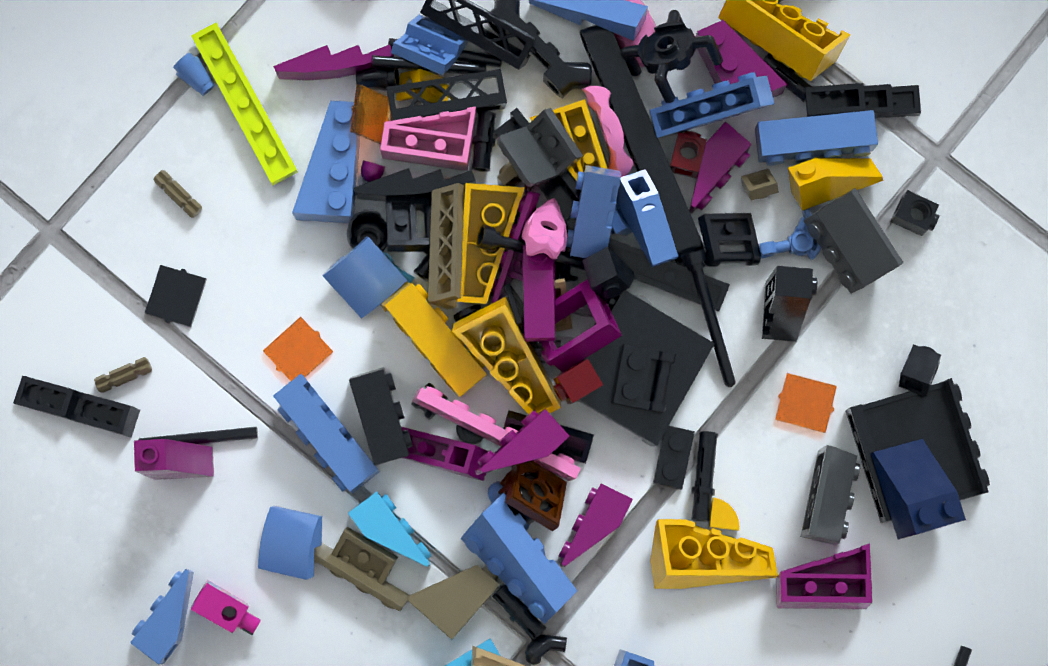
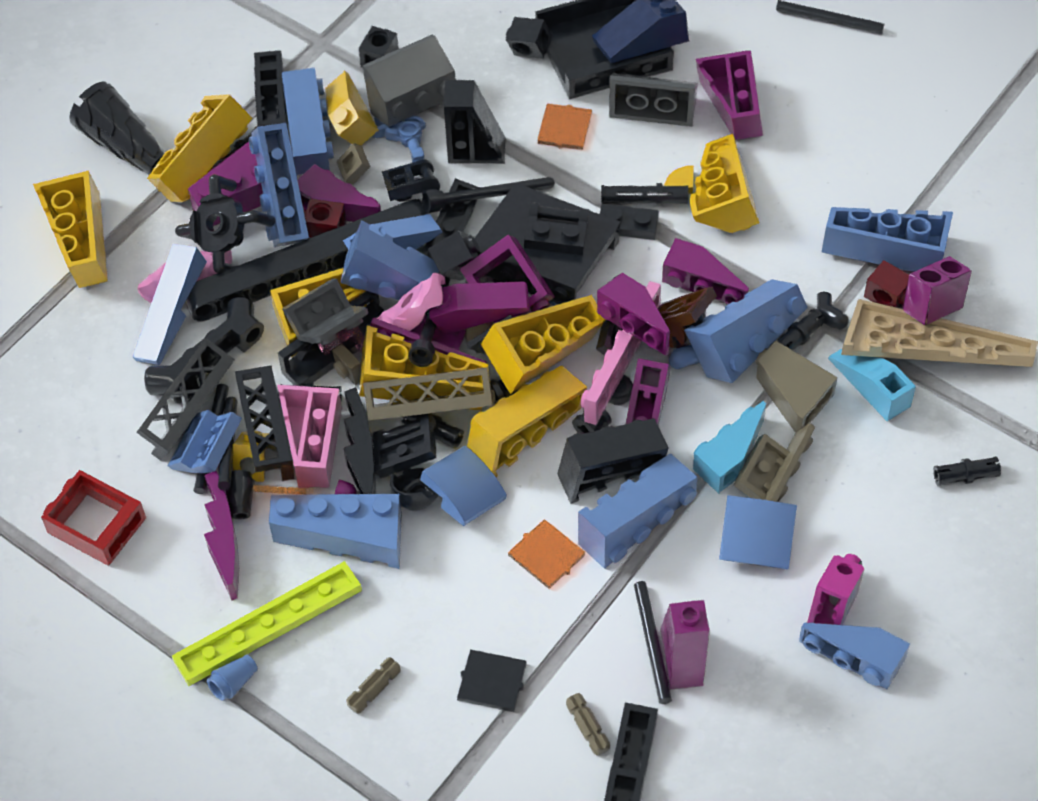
camera: 90 degrees left, 25 degrees down
(576, 382) = (566, 270): dark red brick -> none
(611, 128) = (293, 272): bright pink piece -> none

